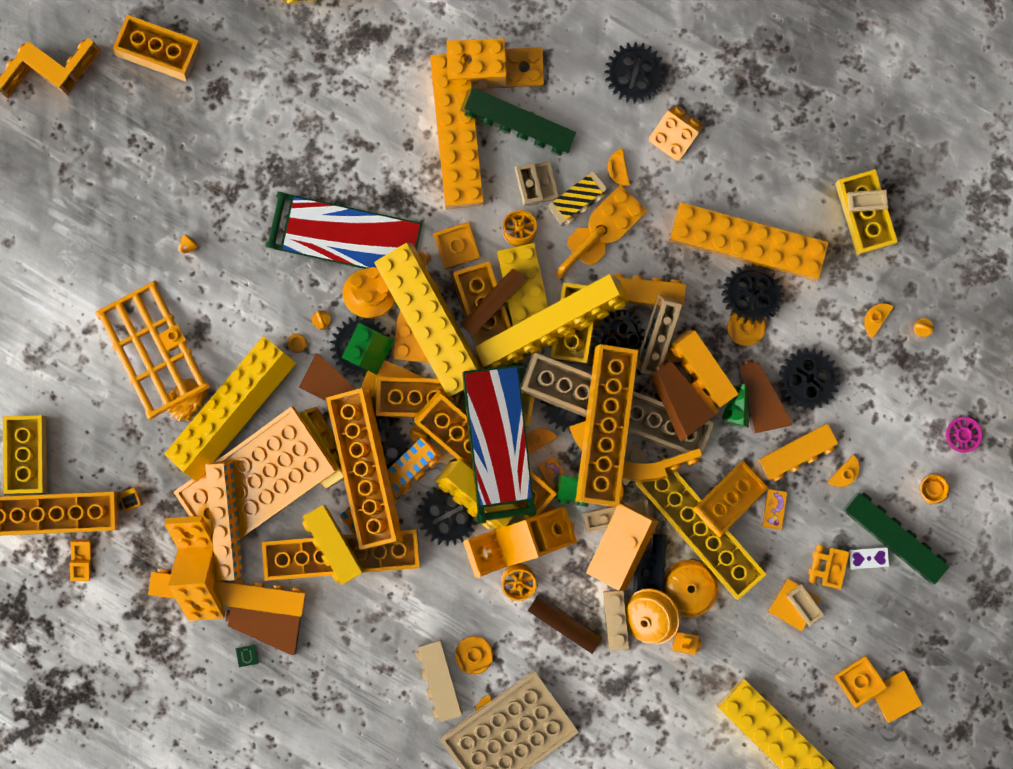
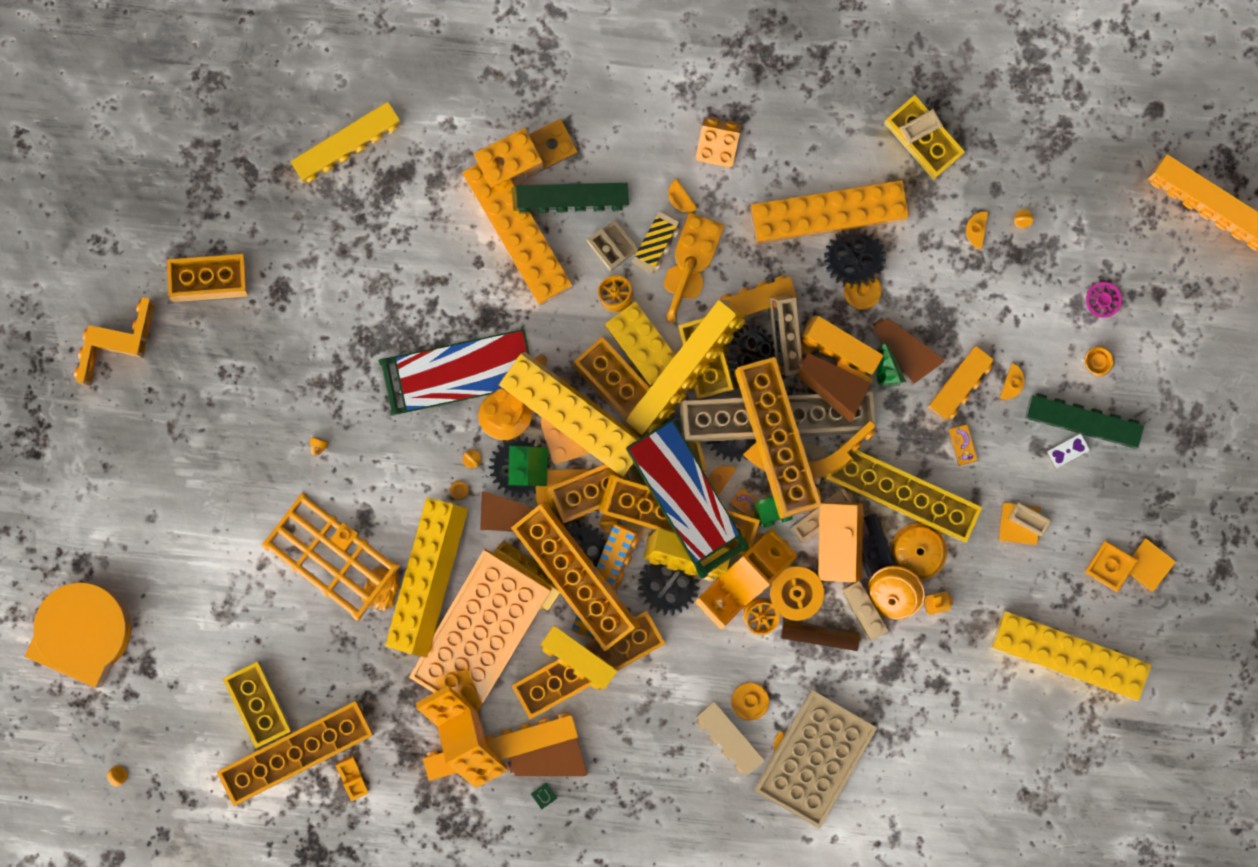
camera: 25 degrees left, 0 degrees up
(130, 499) = (371, 701): slope -> none
(224, 520) = (468, 681): light orange brick -> none
(456, 245) = (564, 335): light orange tile -> none
(493, 302) = (623, 372): reddish brown brick -> none
(561, 576) = (797, 593): none -> light orange piece
(619, 68) = (639, 106): black gear -> none
(730, 498) = (918, 453): light orange tile -> none
(819, 365) = (944, 295): black gear -> none
(834, 569) = (1041, 474): light orange plate -> none

